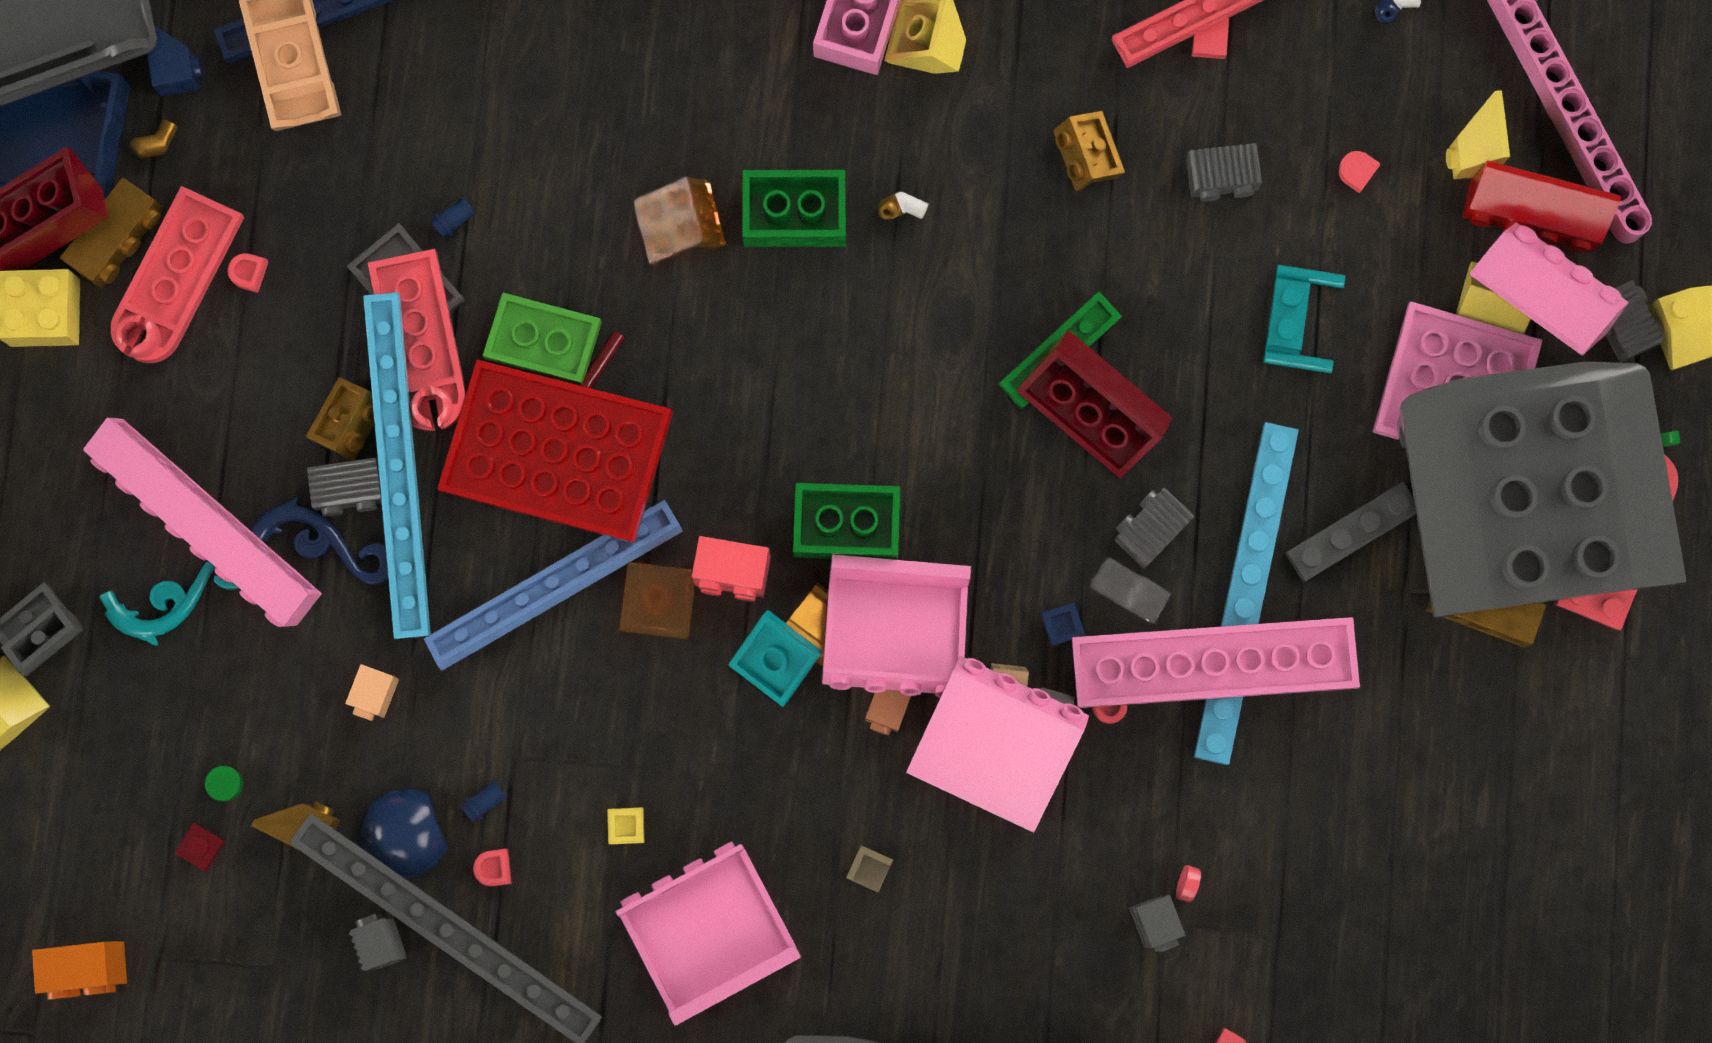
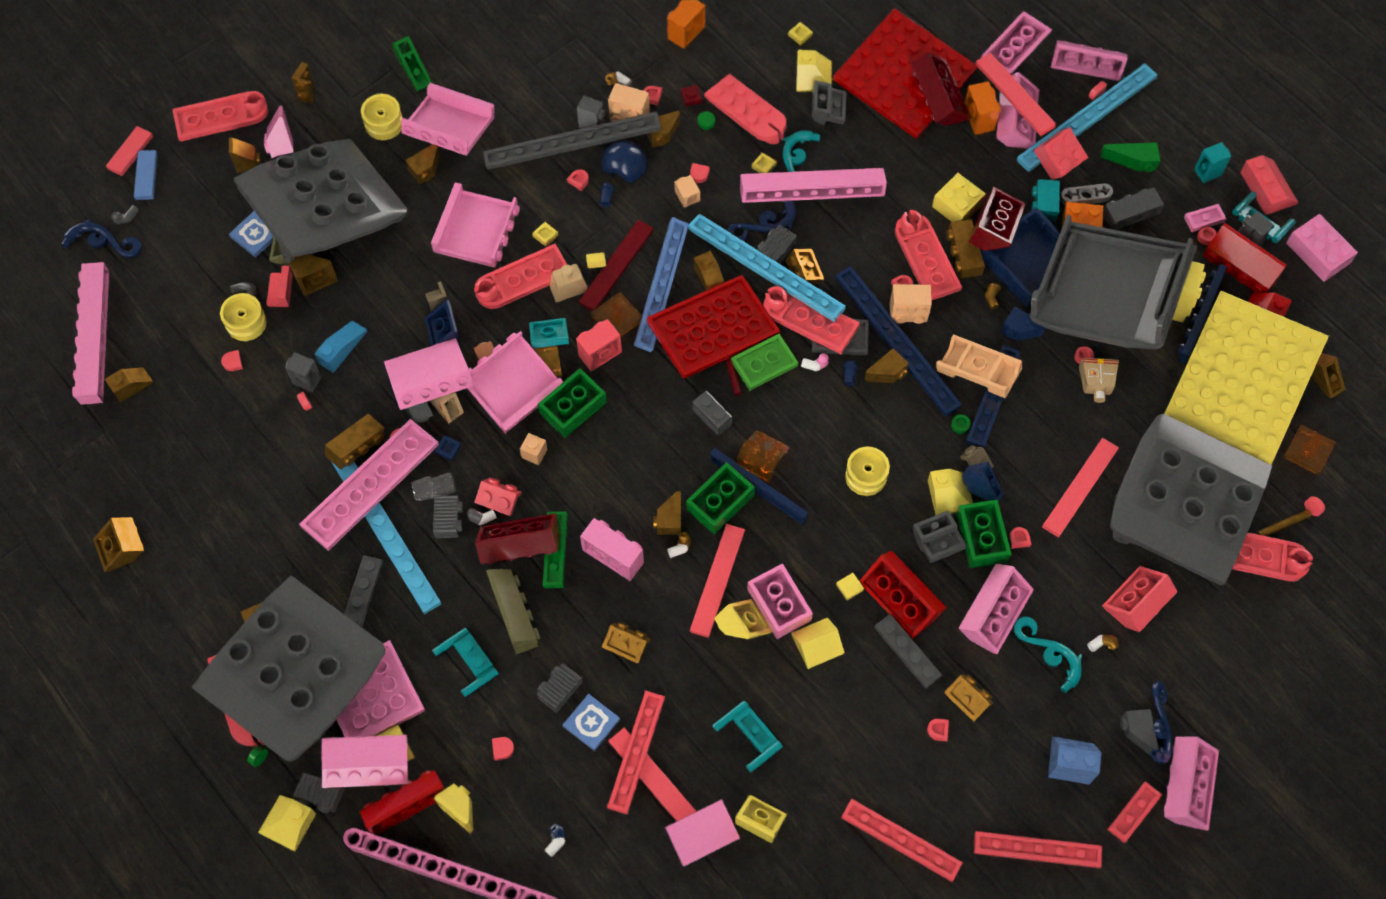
camera: 135 degrees right, 15 degrees down
(152, 738) = (747, 109): none -> coral plate
(223, 632) = (764, 164): none -> light yellow tile
(251, 905) = (654, 94): none -> coral tile
(269, 983) = (618, 78): none -> arm
(279, 225) = (910, 303): none -> light nougat brick
(311, 904) = (627, 102): none -> light nougat brick
(324, 708) = (699, 173): none -> coral tile
(343, 202) = (897, 340): none -> dark blue plate
(393, 20) = (960, 424): none -> green tile
(398, 173) = (888, 368): none -> pearl gold slope
(476, 535) = (708, 270): none -> pearl gold slope
(480, 273) = (816, 365): none -> arm
(561, 60) = (867, 471): none -> light yellow wheel
(581, 677) = (616, 266): none -> dark red tile
(602, 710) = (596, 260): none -> light yellow tile
(677, 708) = (567, 282): none -> tan torso
(683, 333) = (712, 413): none -> dark grey brick
(725, 784) = (518, 278): none -> coral plate
(729, 183) = (762, 488): none -> dark blue tile
(877, 252) = (669, 516): none -> pearl gold slope
(902, 120) = (717, 580): none -> coral tile
(906, 814) = (441, 324): none -> dark blue slope
(957, 510) = (533, 449): none -> light nougat brick
(994, 270) = (612, 549): none -> bright pink brick
(1061, 494) = (497, 496): none -> coral bracket
(1062, 925) = (339, 346): none -> dark azure slope
(1112, 487) = (480, 518): none -> arm
(1179, 745) = (354, 441): none -> pearl gold brick
(1190, 316) = (513, 610): none -> olive slope
(1223, 98) = (591, 722): none -> medium blue tile
(1608, 907) = (118, 543): none -> pearl gold slope

